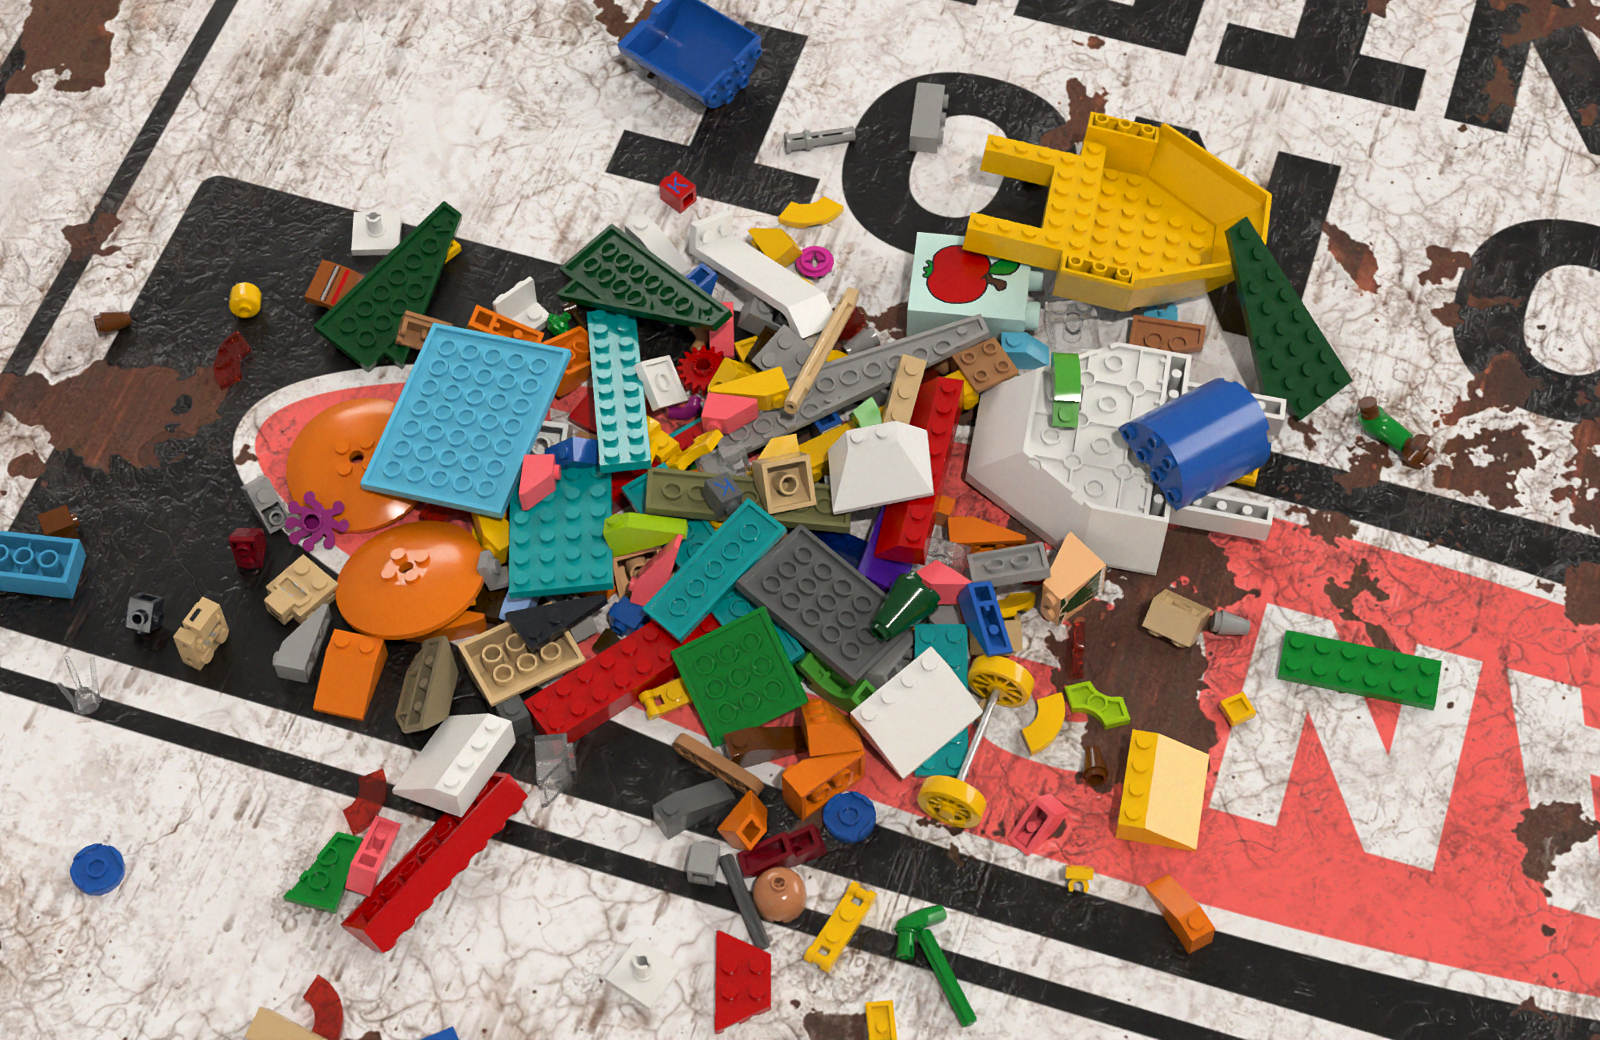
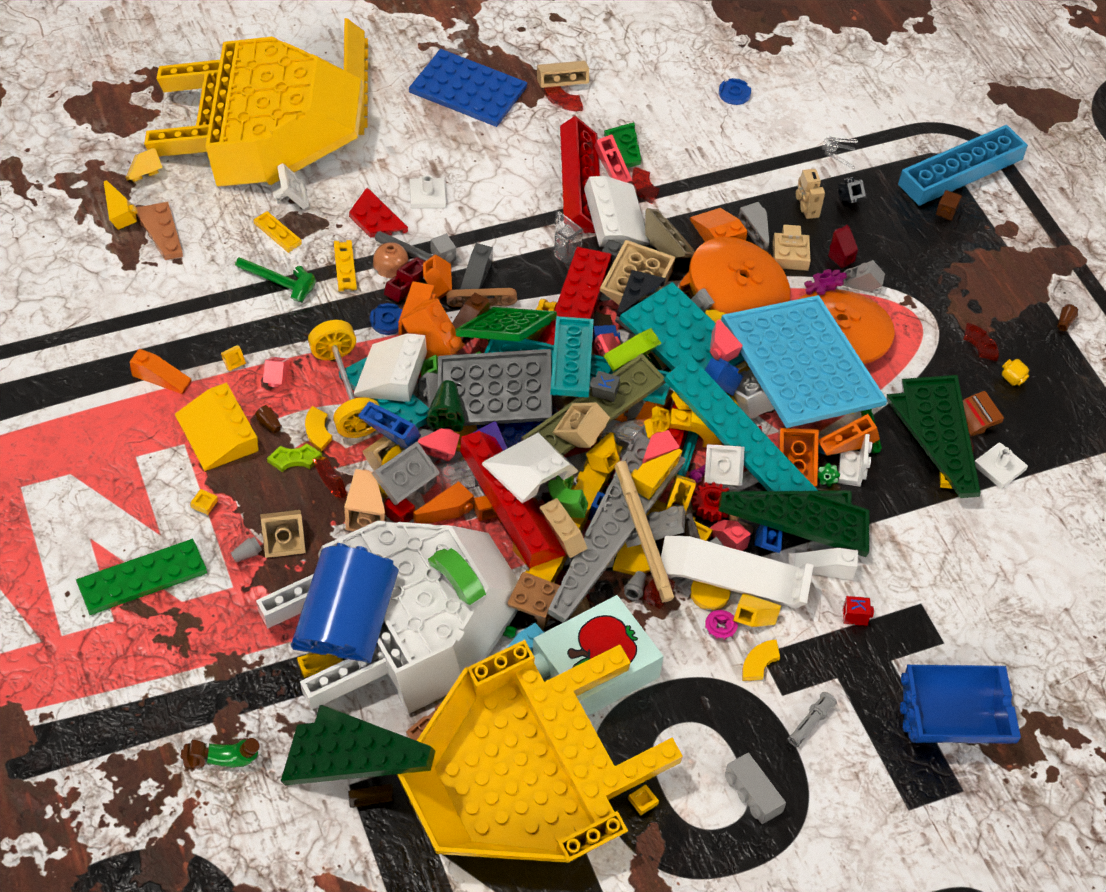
camera: 135 degrees right, 5 degrees down
(414, 329) = (895, 413): medium nougat hinge -> none

